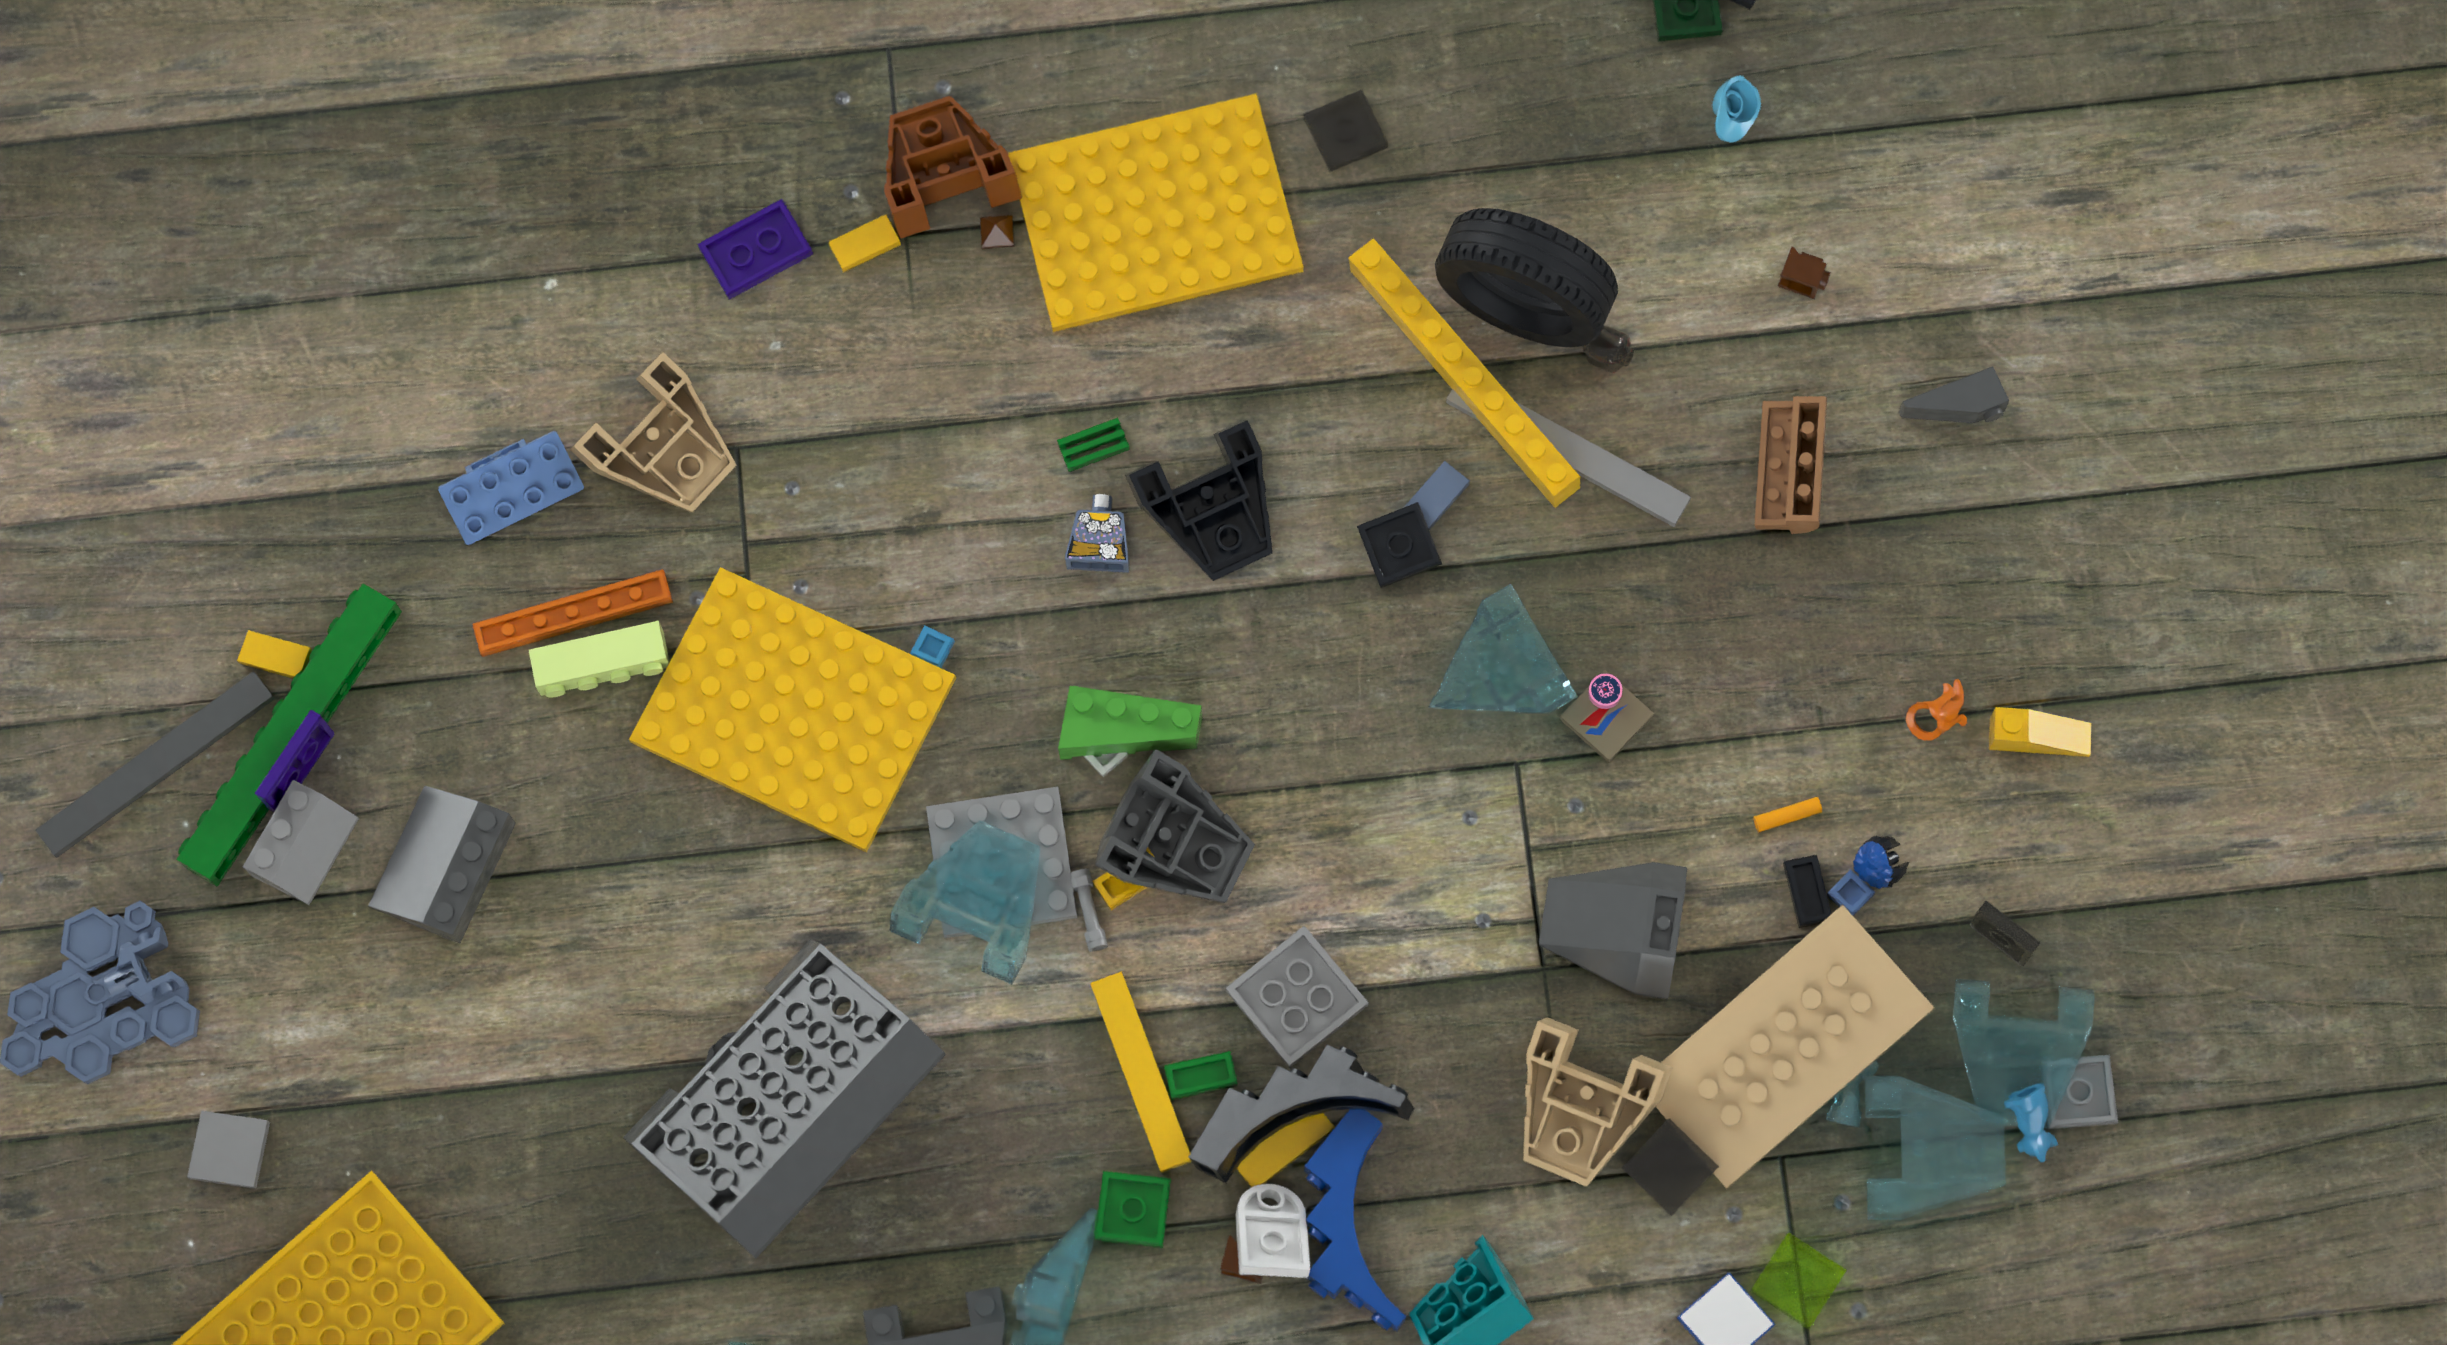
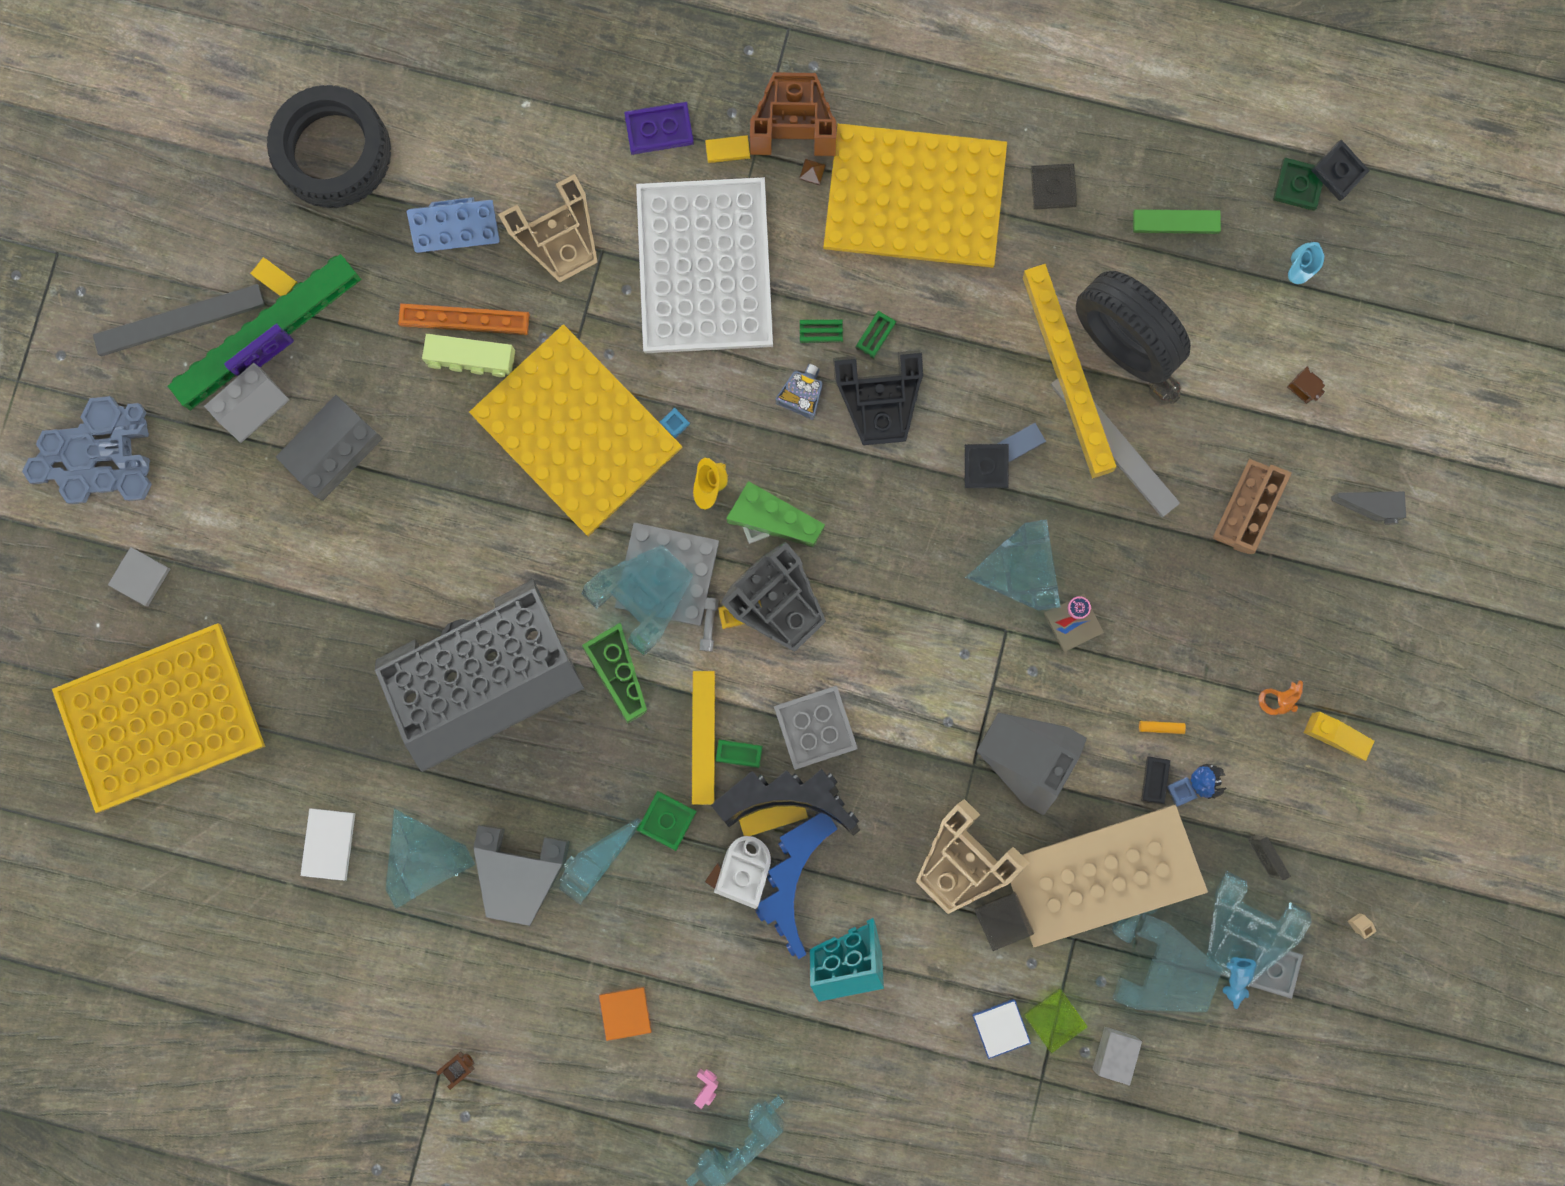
camera: 20 degrees right, 10 degrees up
(256, 385) = (305, 109): none -> black tyre
(892, 414) = (704, 265): none -> white plate
(980, 1021) = (616, 670): none -> bright green wedge
(1012, 709) = (709, 480): none -> yellow piece
(1167, 447) = (866, 350): none -> green tile
(1535, 117) = (1177, 221): none -> bright green tile
(1902, 1291) = (1117, 1056): none -> flat silver piece
(2175, 982) = (1362, 925): none -> tan piece

